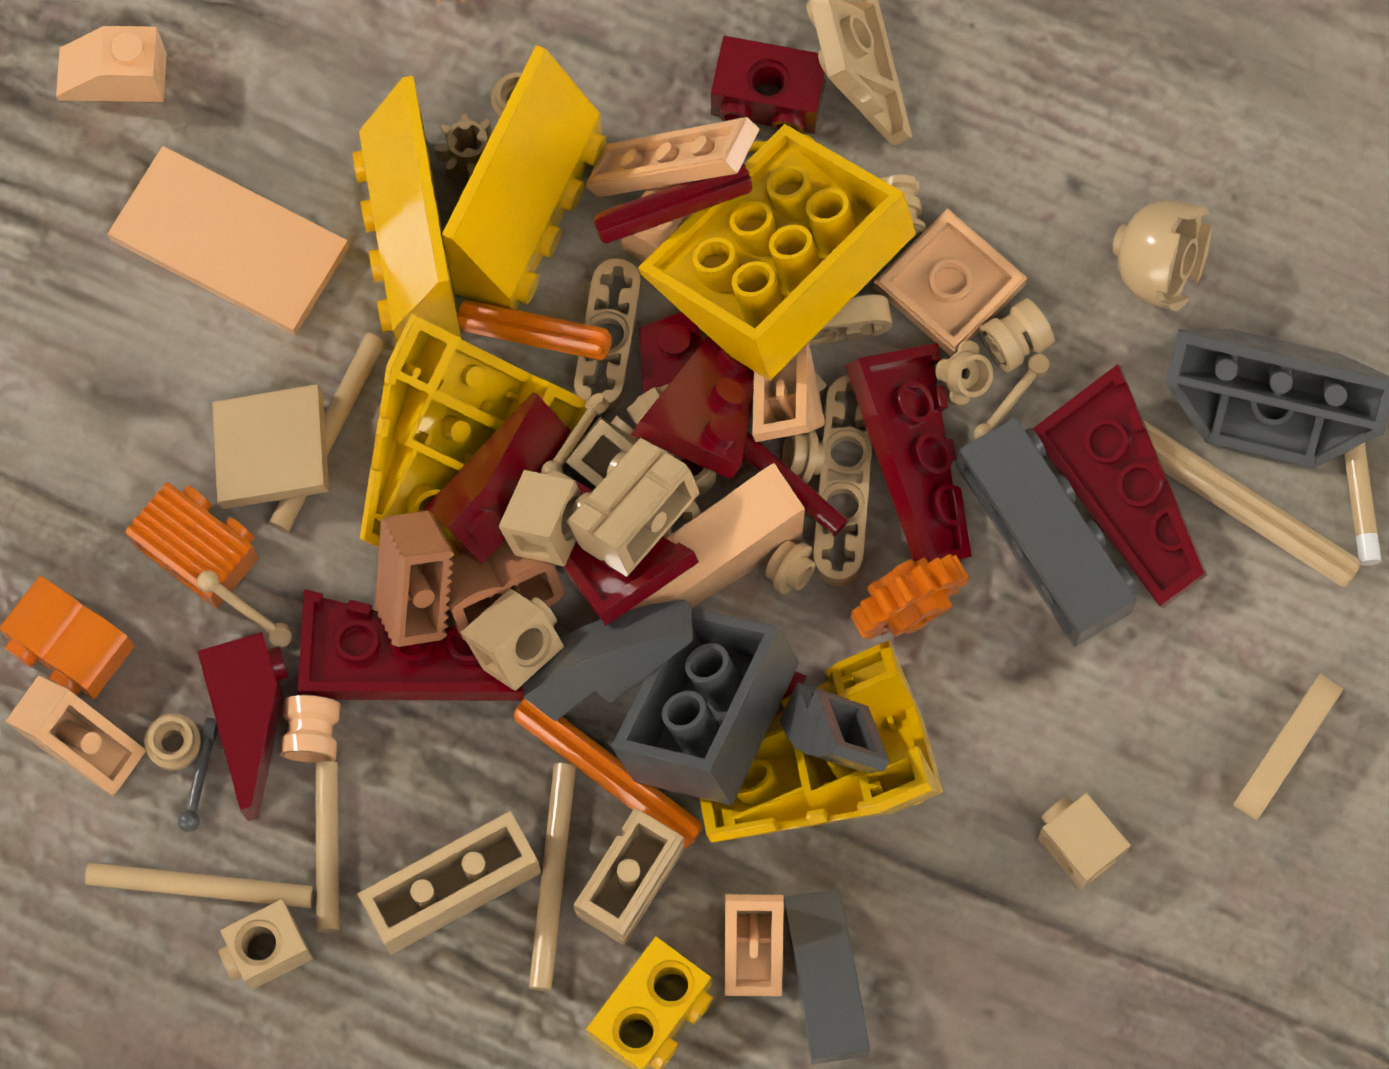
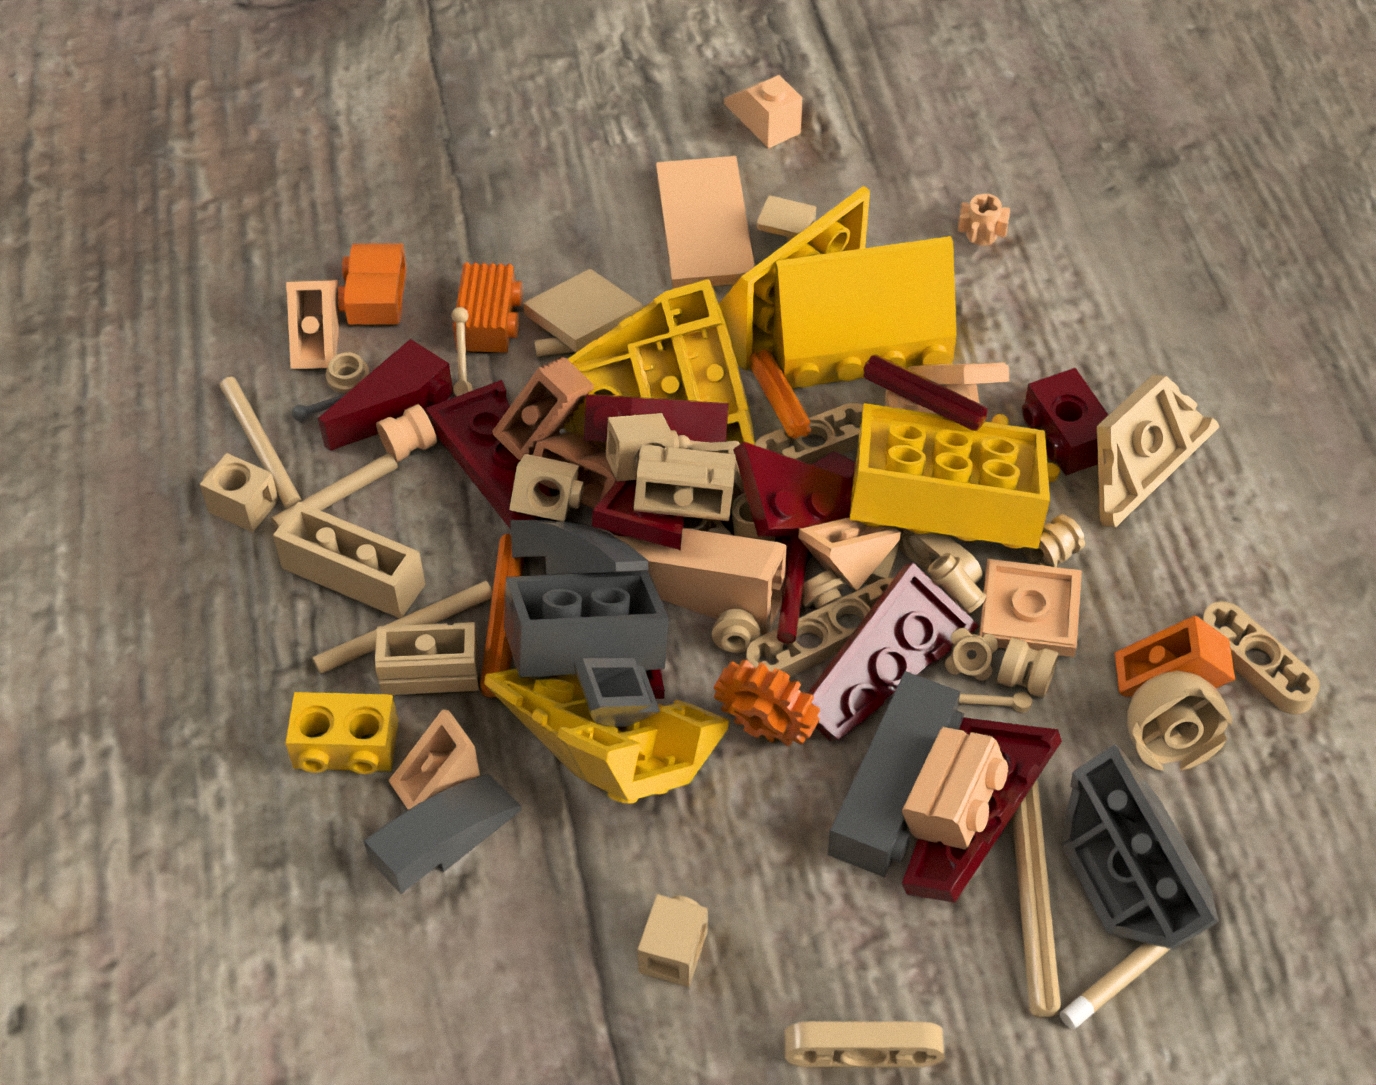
camera: 55 degrees right, 20 degrees down
(313, 163) = (785, 217): none -> tan panel
(883, 332) = (957, 584): none -> tan pin
(1099, 206) = (1182, 647): none -> orange slope
(1116, 495) = (955, 788): none -> light nougat brick
(1178, 139) = (1253, 636): none -> tan beam

